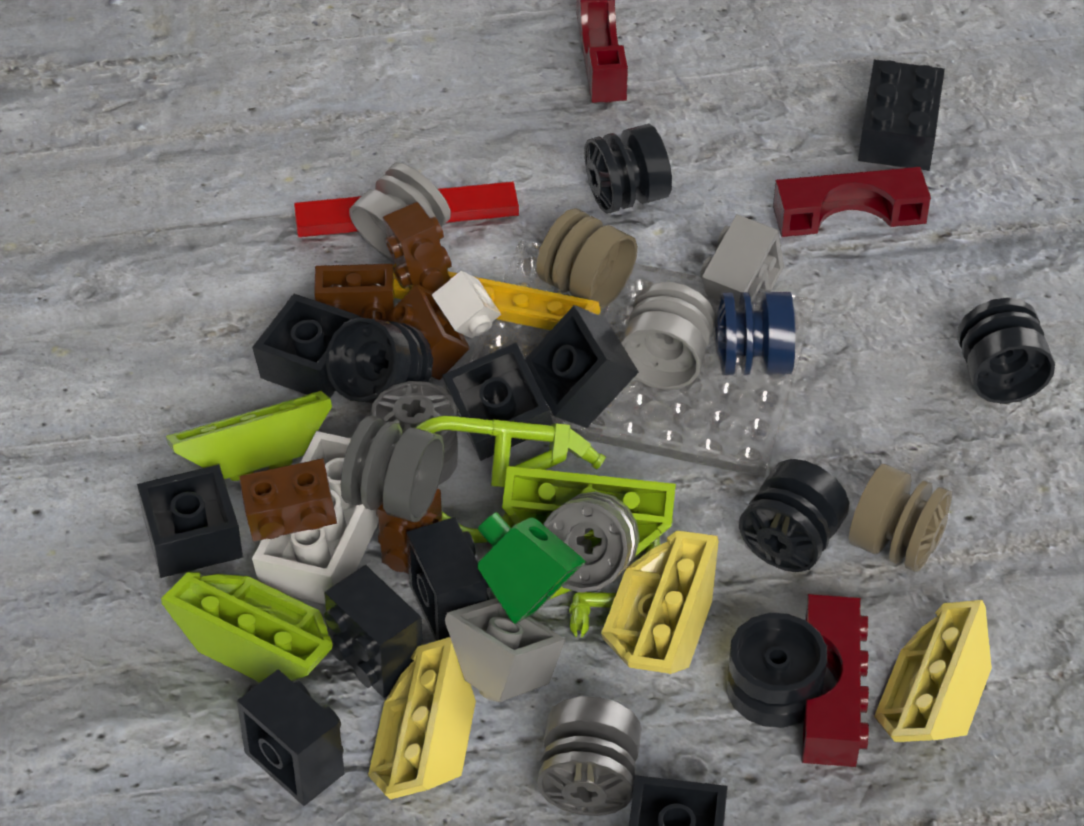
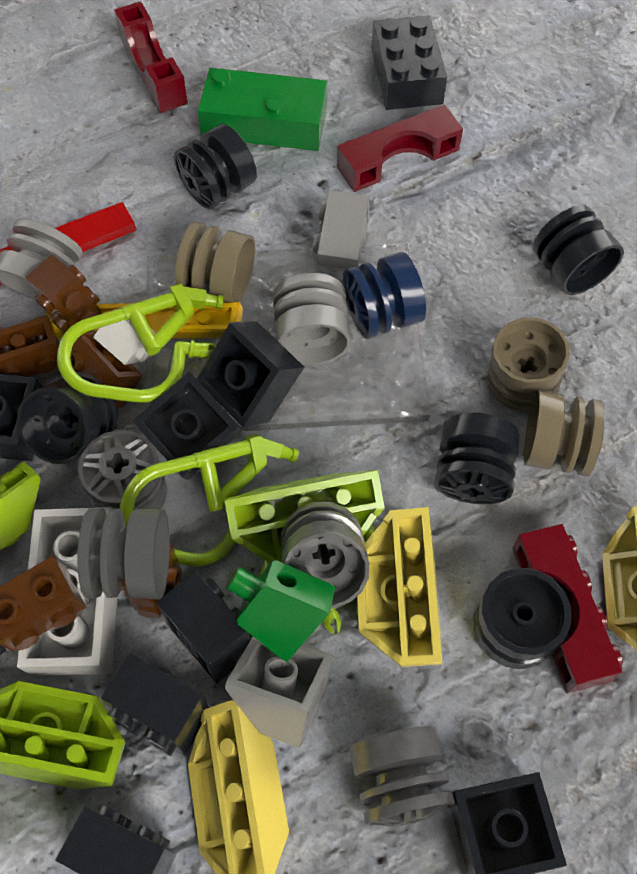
camera: 20 degrees left, 15 degrees up
(537, 282) = (184, 301): none -> lime piece
(713, 124) = (265, 107): none -> green brick
(893, 431) = (528, 348): none -> dark tan wheel

